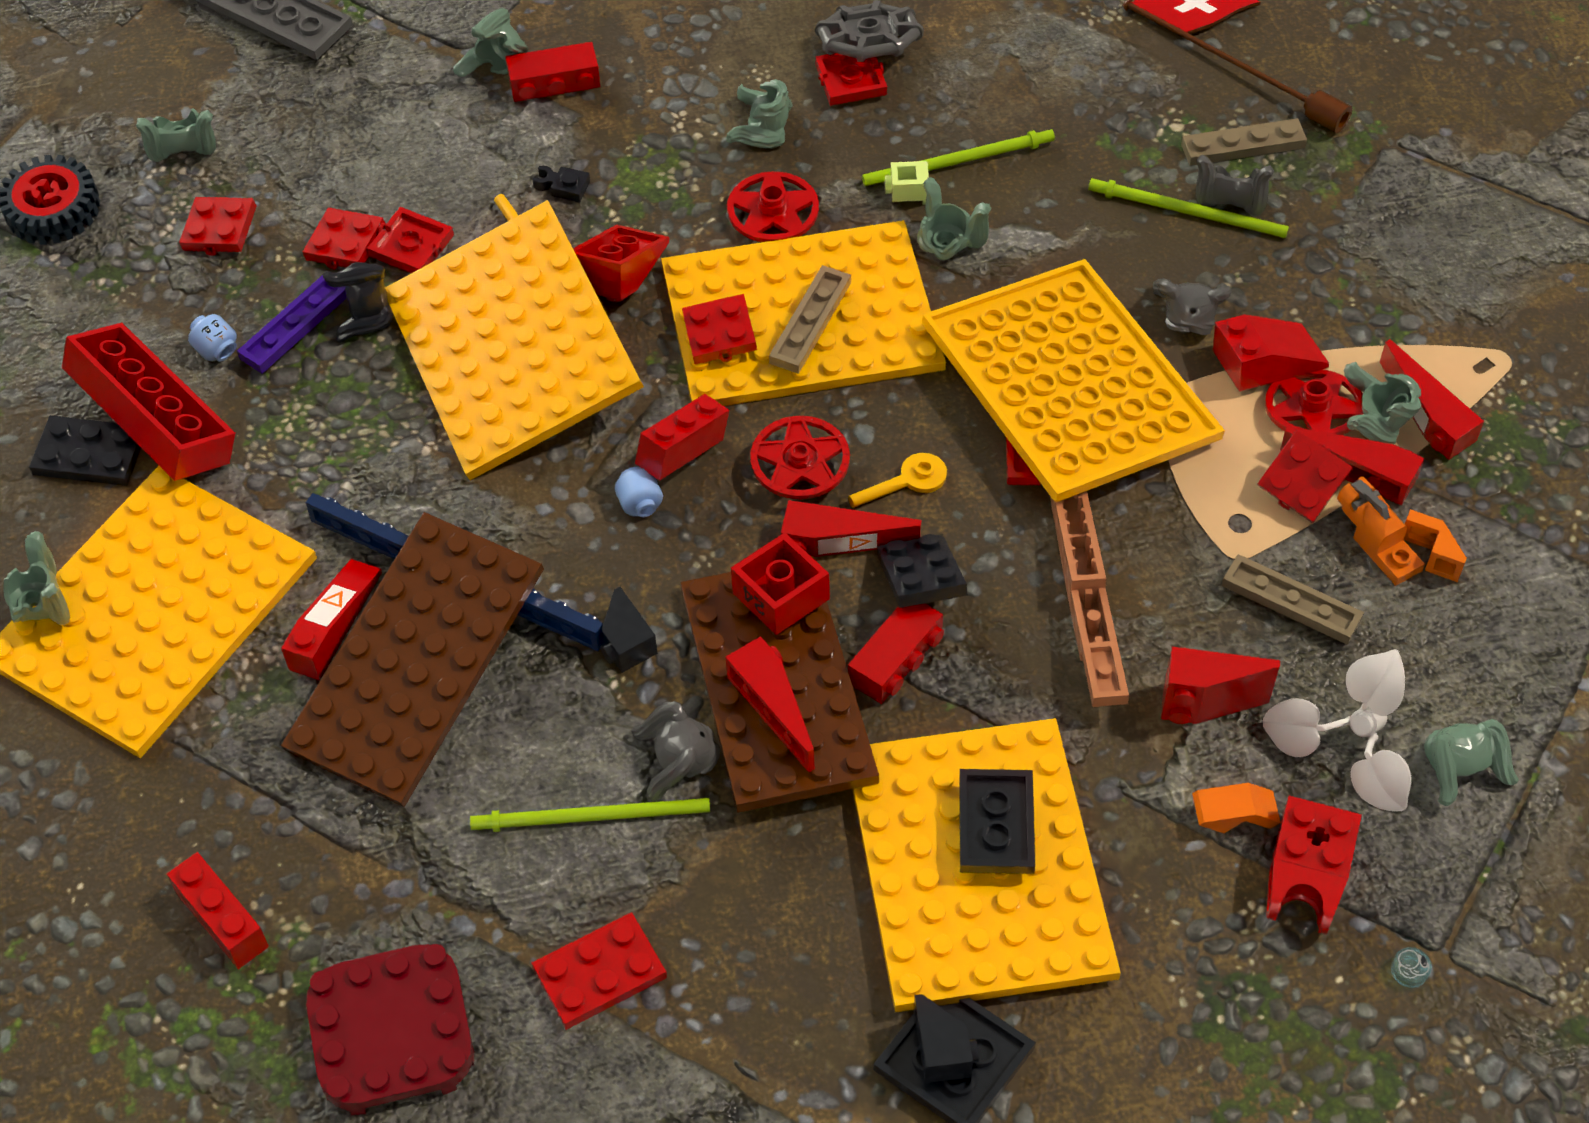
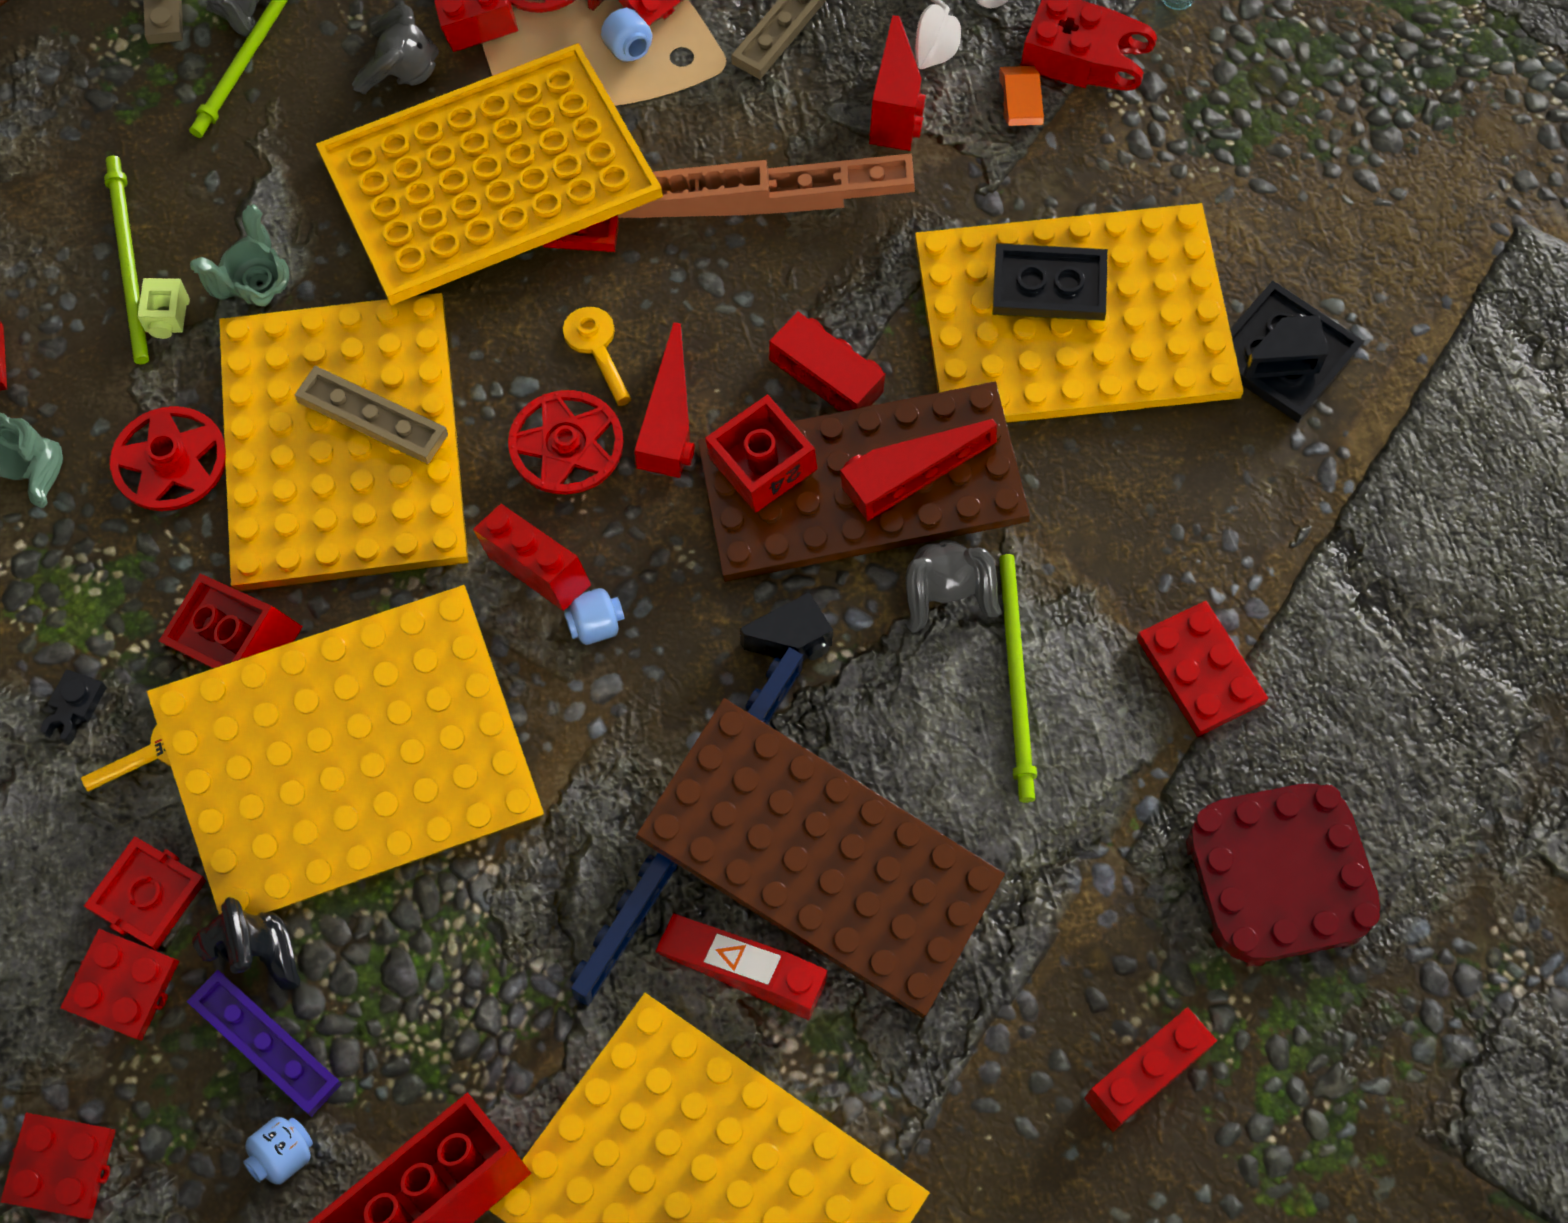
camera: 90 degrees left, 10 degrees up
(719, 329) = (369, 514): red plate -> none
(921, 570) = (736, 329): black plate -> none
(1243, 468) = (626, 34): none -> light blue head

